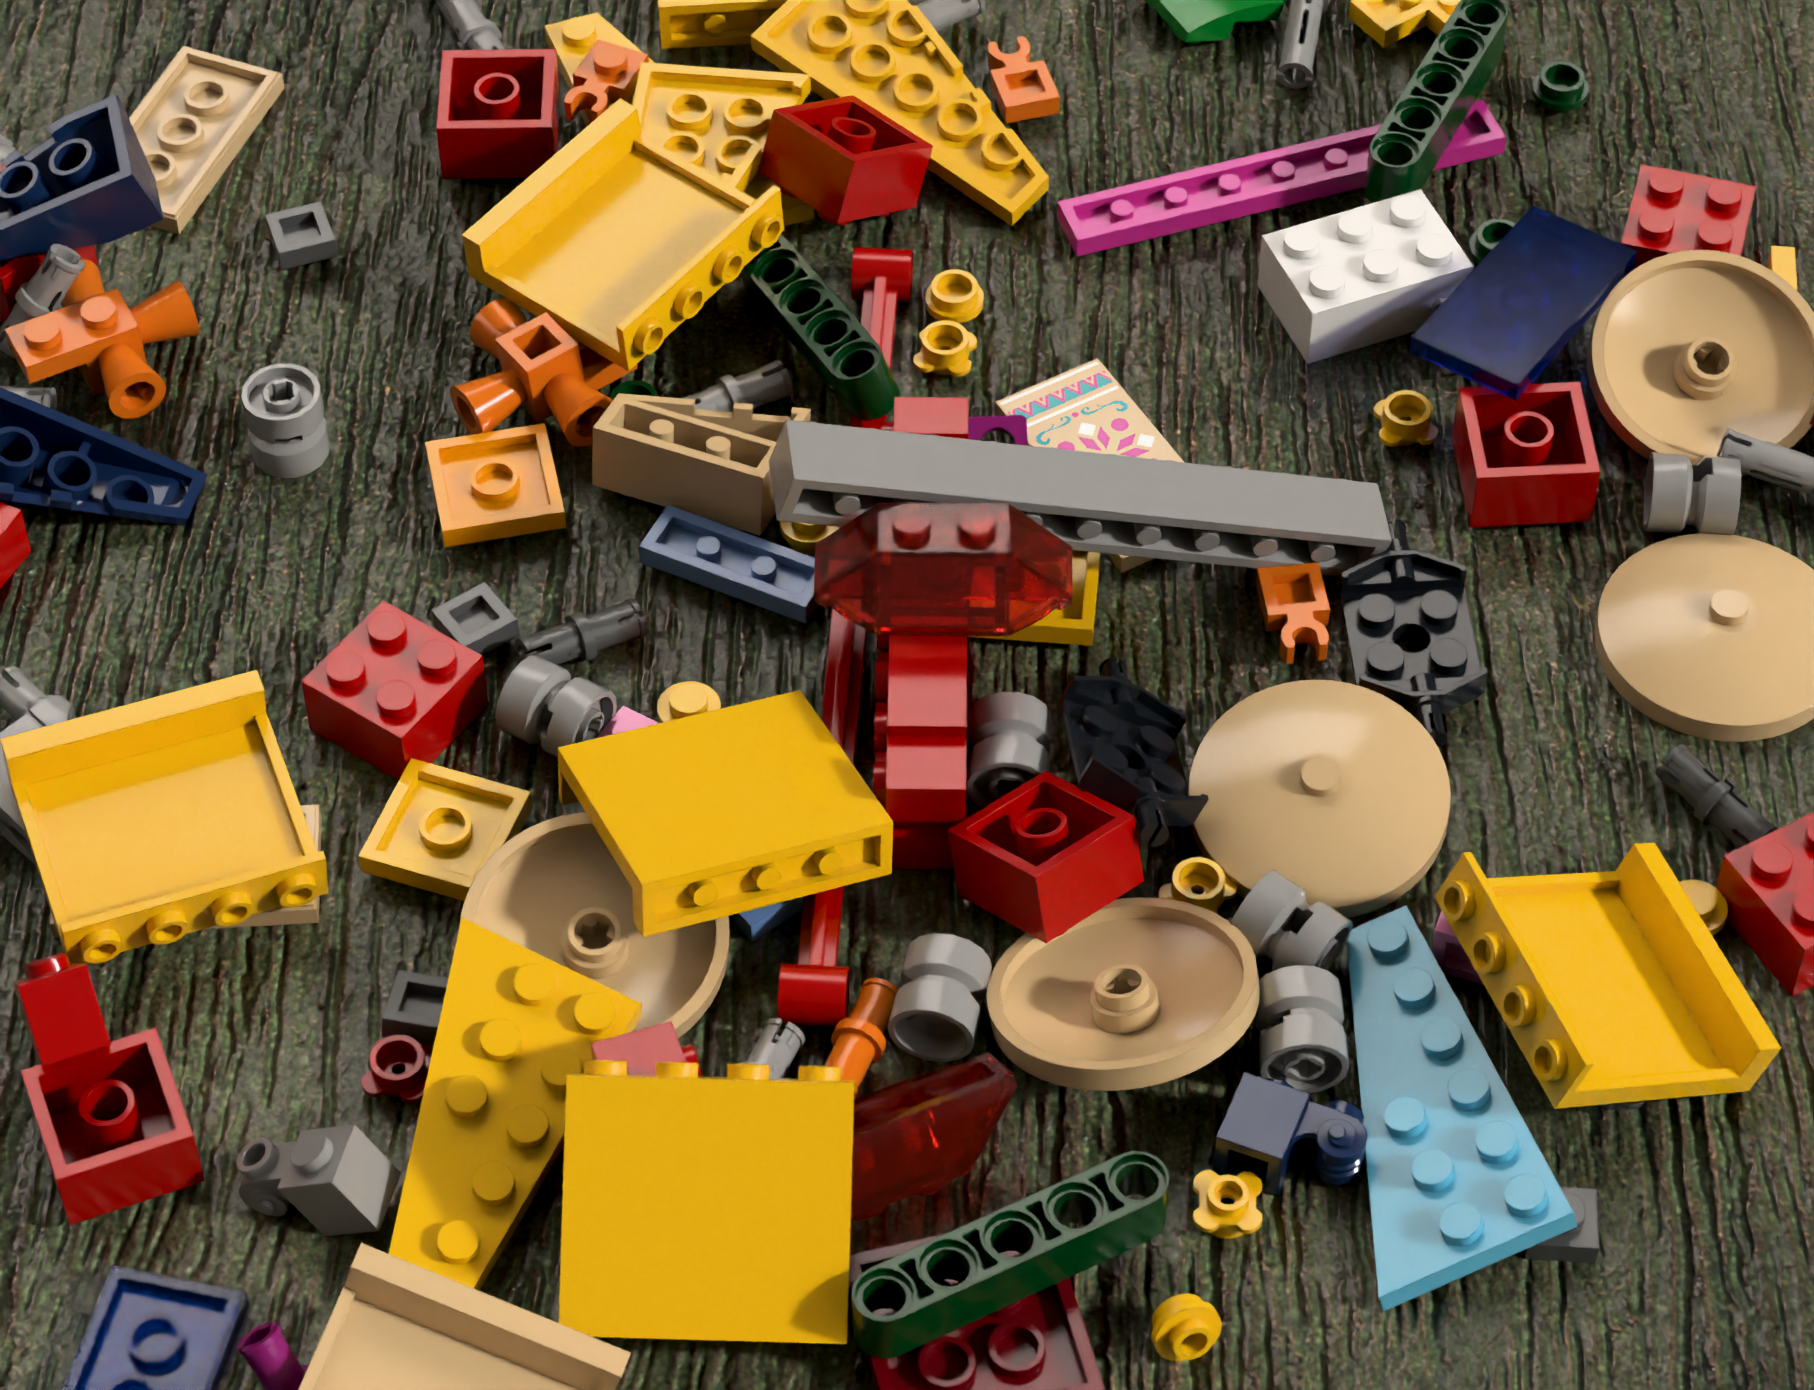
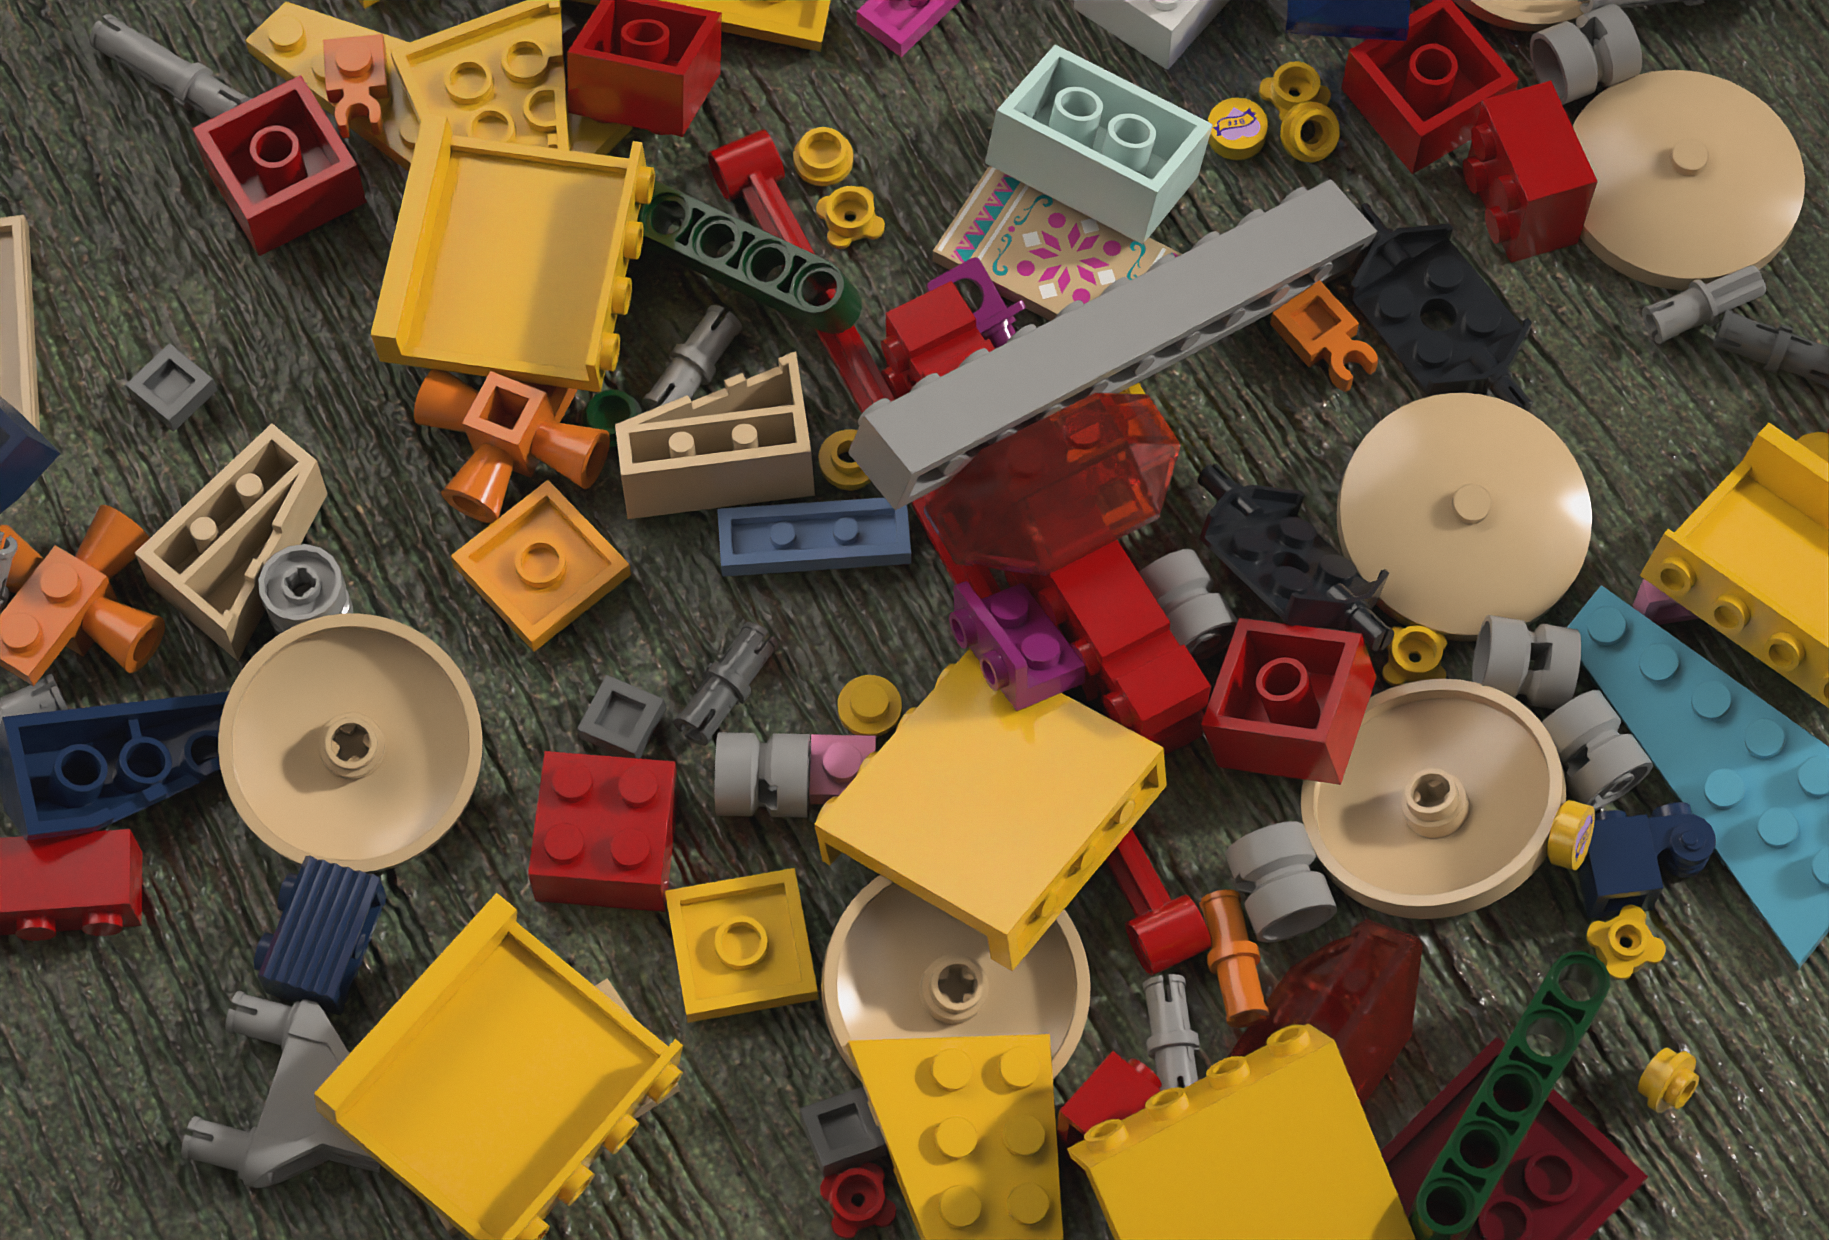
camera: 30 degrees left, 15 degrees up
(118, 659) = (320, 934): none -> dark blue brick
(228, 342) = (217, 543): none -> tan wedge
(239, 533) = (350, 742): none -> tan dish
(829, 697) = (1015, 644): none -> magenta bracket
(1189, 373) = (1098, 143): none -> light aqua brick
(1218, 1066) = (1571, 834): none -> yellow tile
(1333, 427) = (1237, 128): none -> yellow tile
(1409, 439) = (1326, 131): none -> yellow plate
(1563, 553) = (1529, 172): none -> red brick
(1662, 733) = (1702, 303): none -> light grey axle

